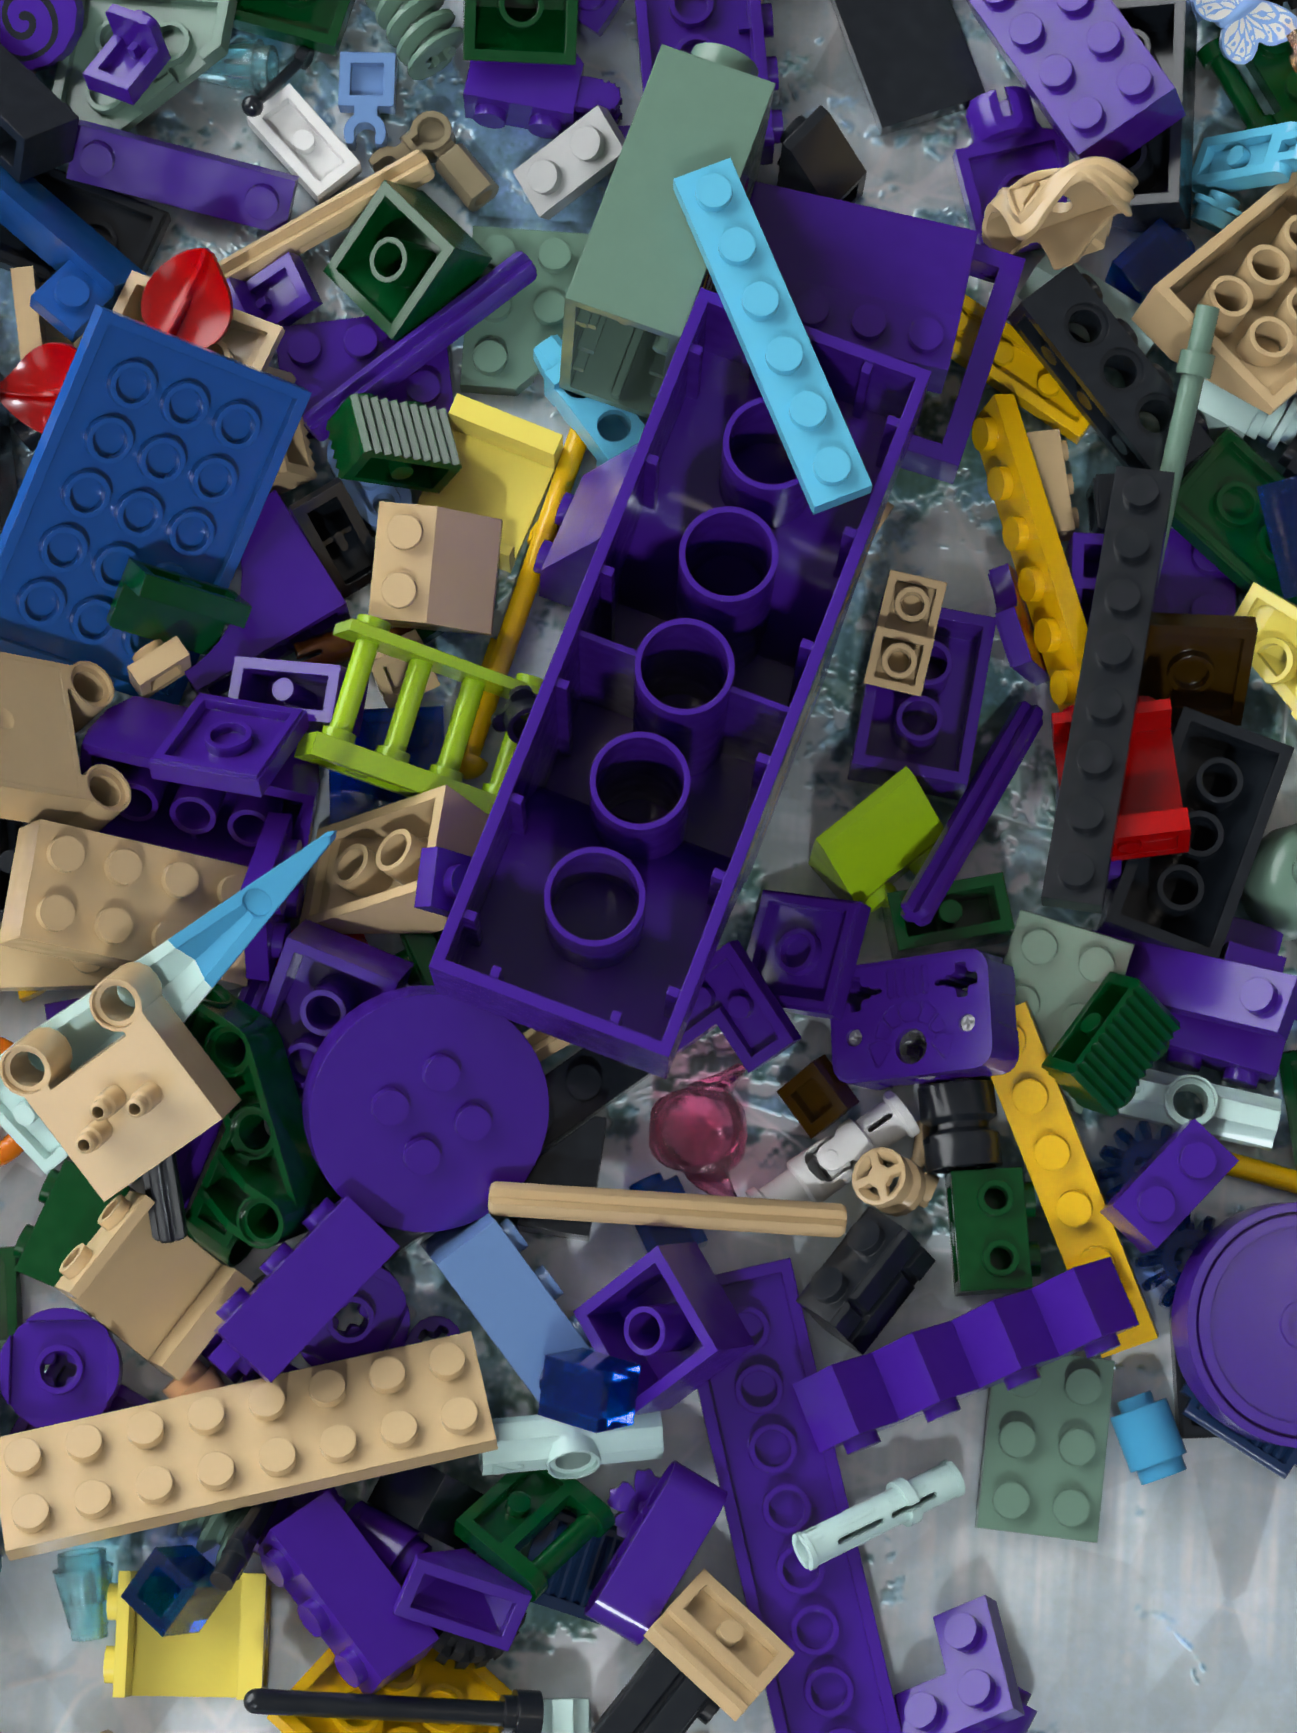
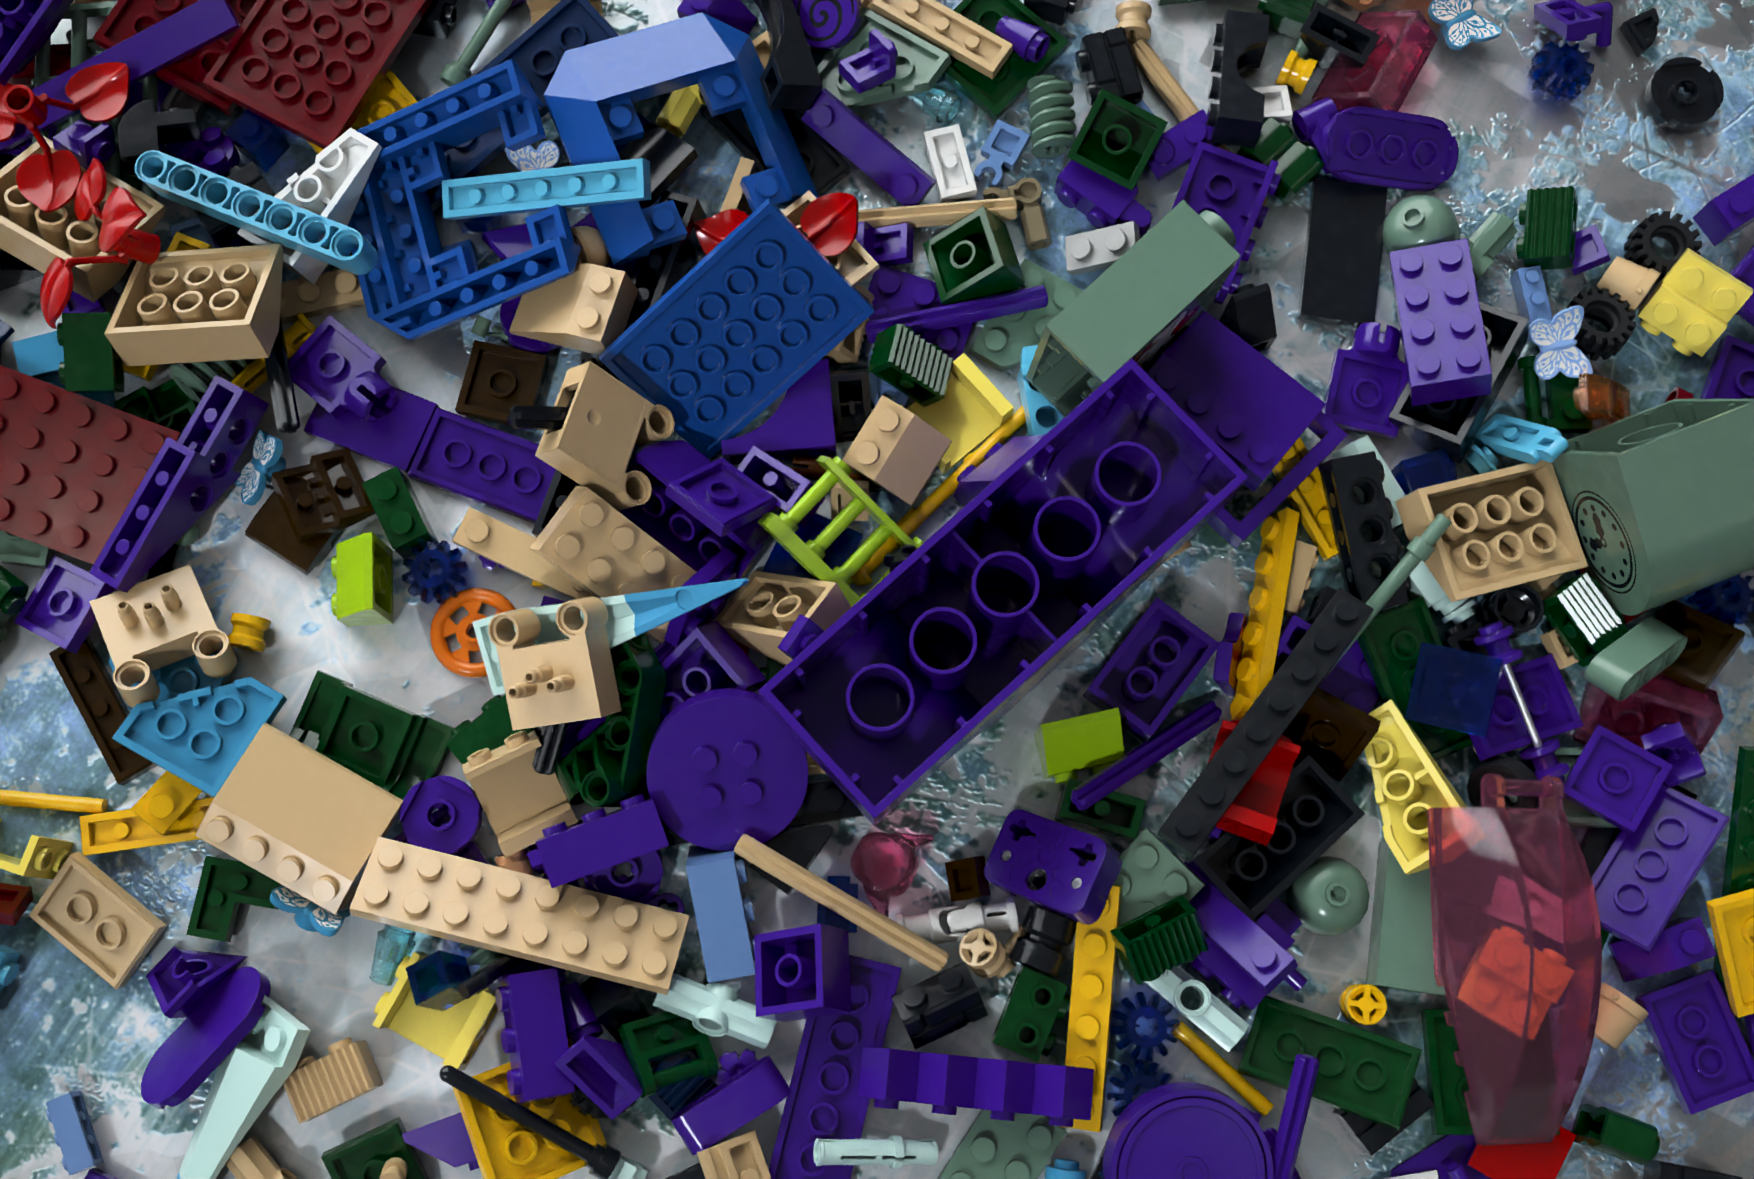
camera: 30 degrees right, 0 degrees up
(158, 666) = (706, 429): tan plate -> none
(169, 605) = (732, 400): dark green panel -> none
(253, 104) = (974, 113): black hinge -> none
(588, 1389) = (737, 988): clear blue brick -> none
(743, 1009) = (947, 801): dark purple plate -> none
(772, 336) = (1160, 409): medium azure plate -> none
(808, 950) = (1001, 788): dark purple tile -> none
(905, 633) = (1158, 626): tan slope -> none
(1068, 230) = (1380, 429): tan piece -> none
(1169, 1186) = (1151, 1045): dark purple brick -> none

